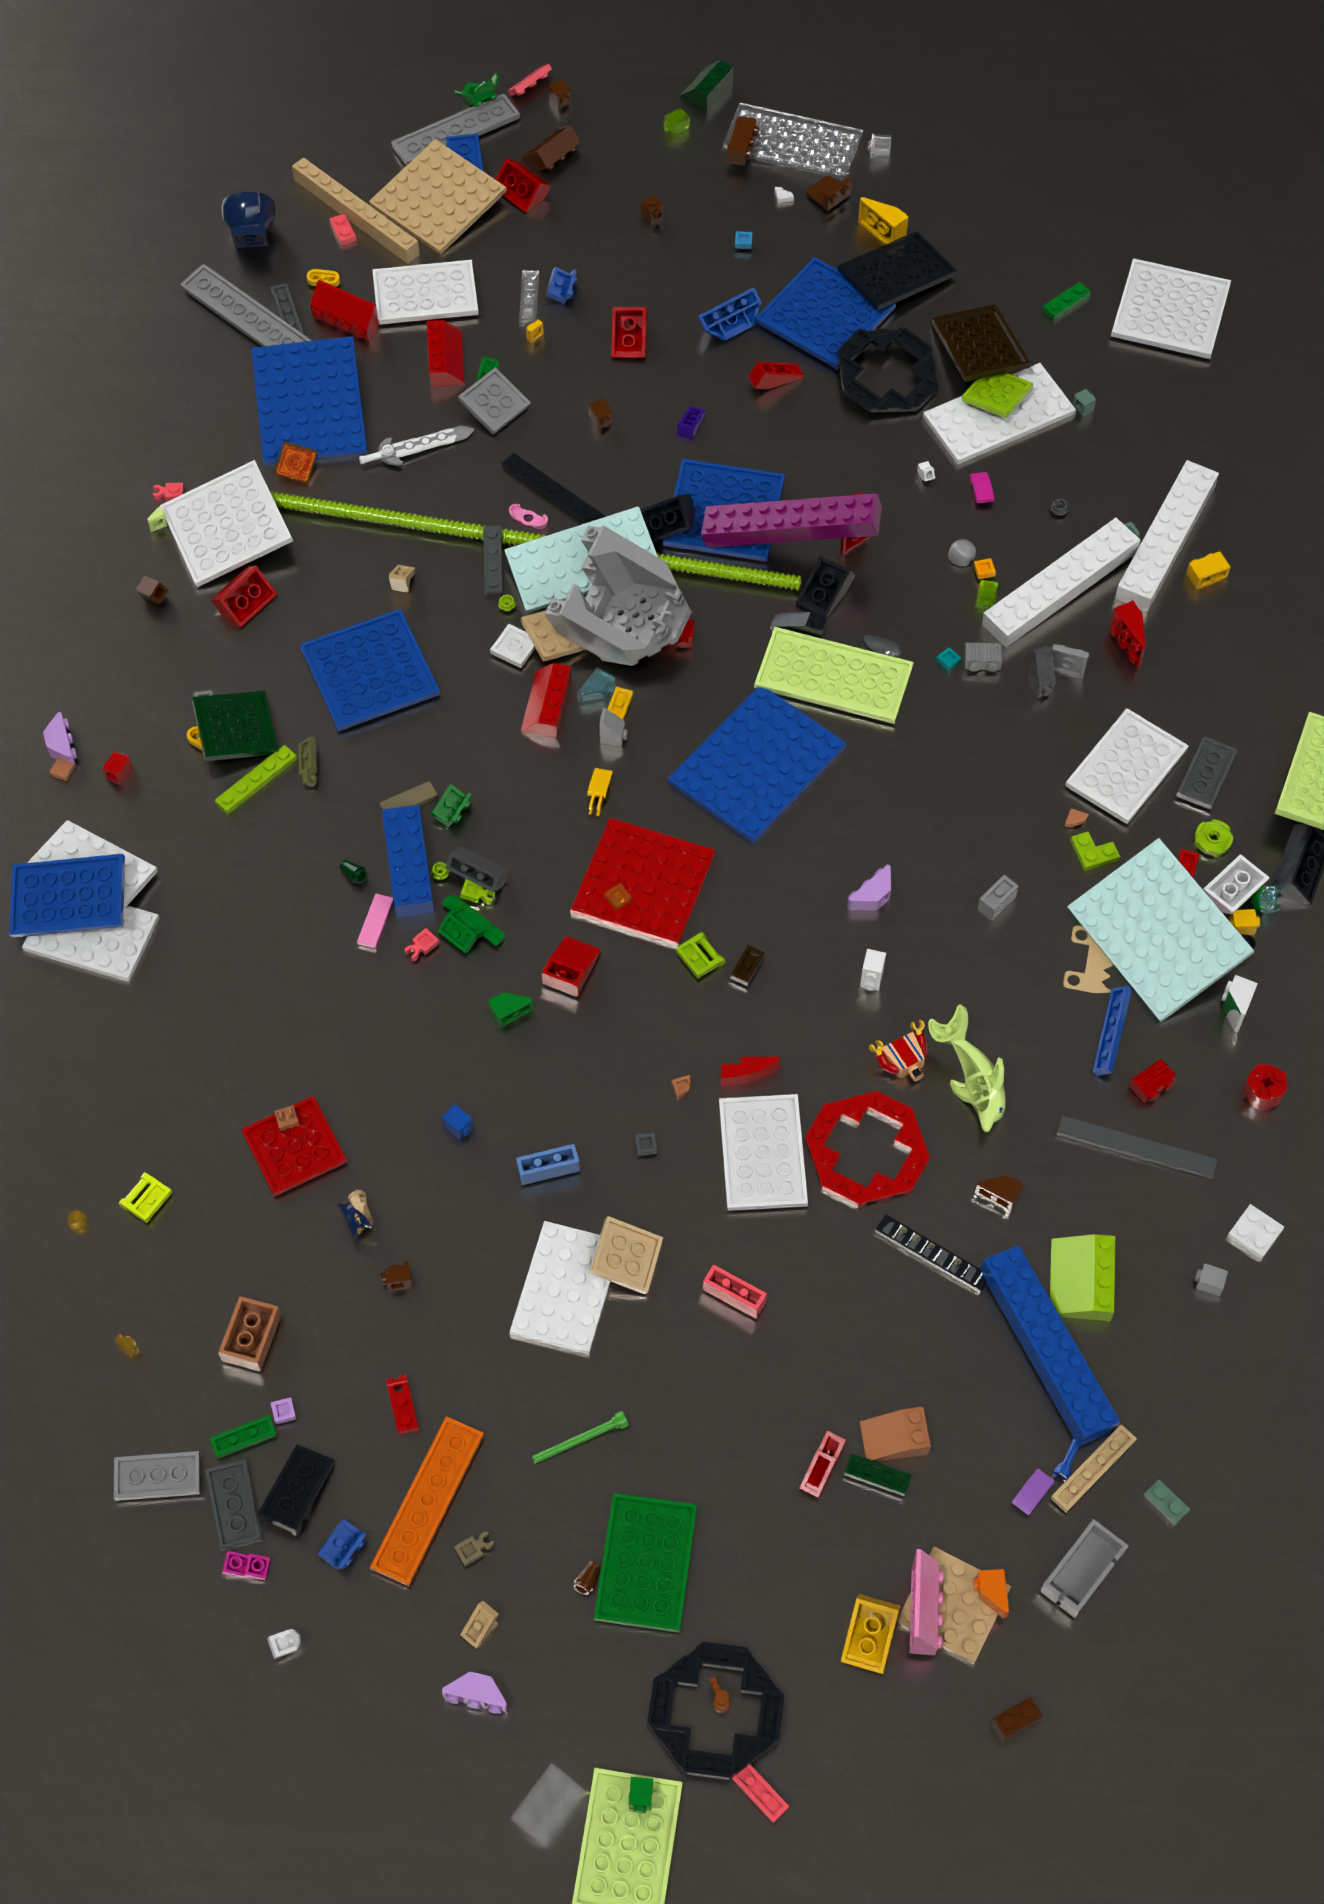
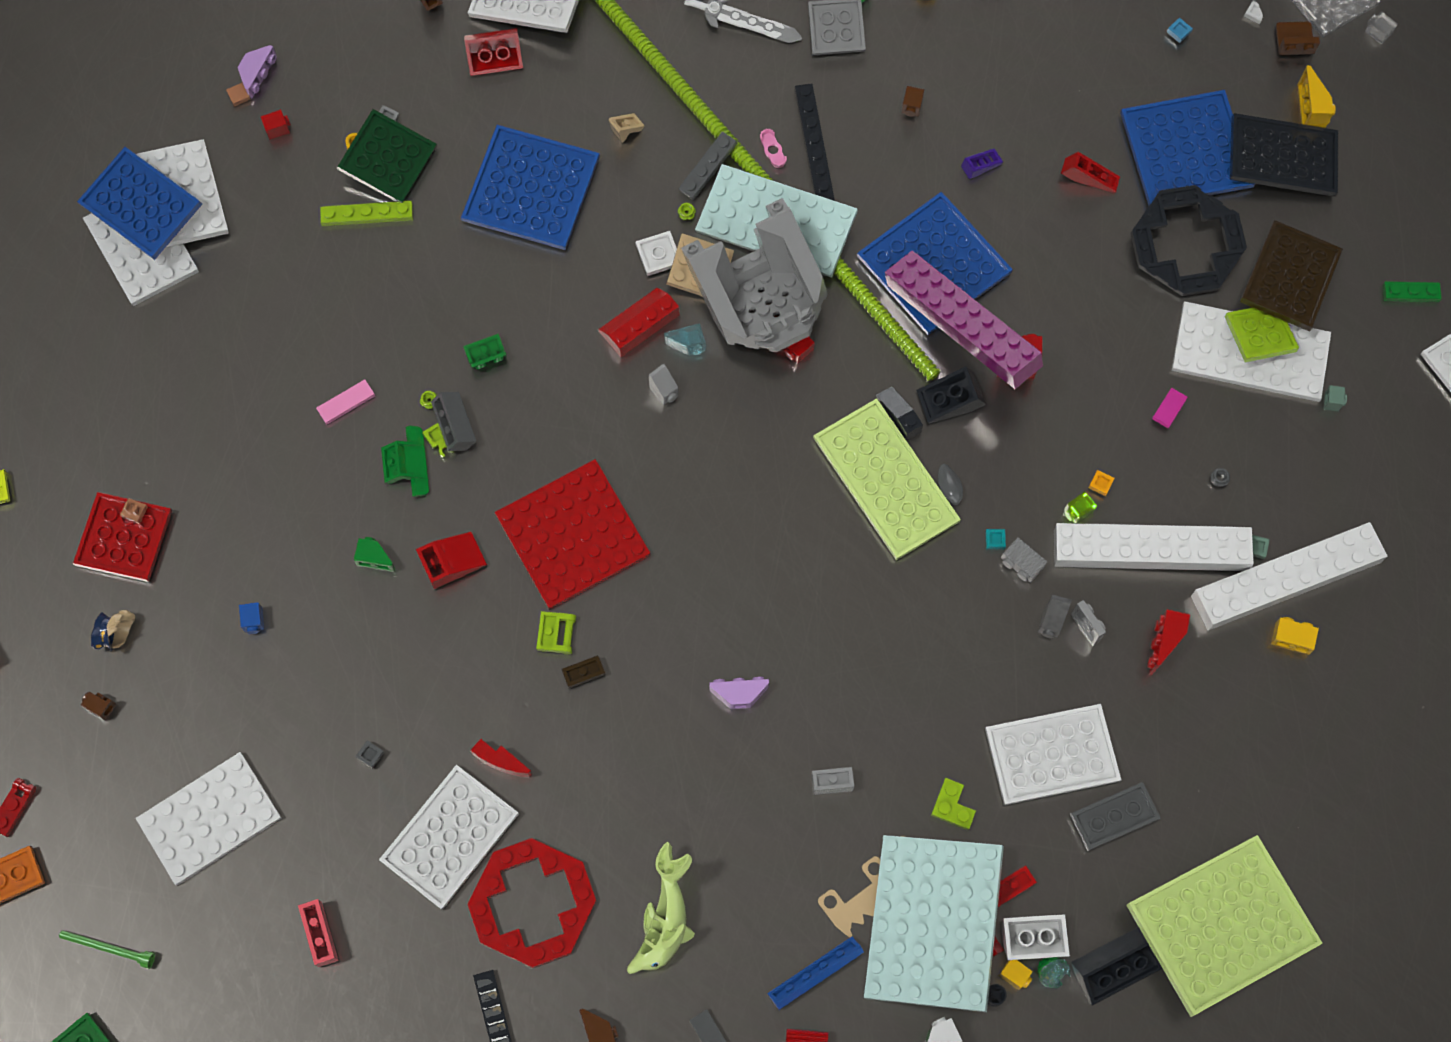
camera: 40 degrees right, 10 degrees up
(307, 761) = (414, 229): olive hinge -> none
(353, 871) = (365, 348): dark green cone -> none
(407, 861) = (410, 372): blue brick -> none
(416, 796) = (460, 321): dark tan tile -> none
(423, 942) = (362, 449): coral plate -> none
(548, 1164) = (280, 709): medium blue brick -> none
(598, 787) = (609, 426): yellow arm -> none
(618, 896) = (534, 532): clear yellow plate -> none
(620, 702) = (691, 368): yellow plate -> none
(626, 1255) = (268, 833): tan plate -> none
(629, 332) = (1003, 45): red slope -> none
(669, 517) = (874, 237): black slope -> none
(681, 1086) = (442, 729): nougat tile -> none
(732, 316) = (1101, 93): blue wedge -> none
(756, 763) = (754, 505): blue plate -> none
(873, 970) = (670, 760): white brick -> none
(903, 1055) = (630, 851): torso -> none
(926, 471) = (1135, 357): white piece -> none
(962, 552) = (1097, 453): light grey hair -> none
(1075, 818) = (965, 764): nougat tile -> none
(1210, 846) = (1068, 867): lime plate -> none

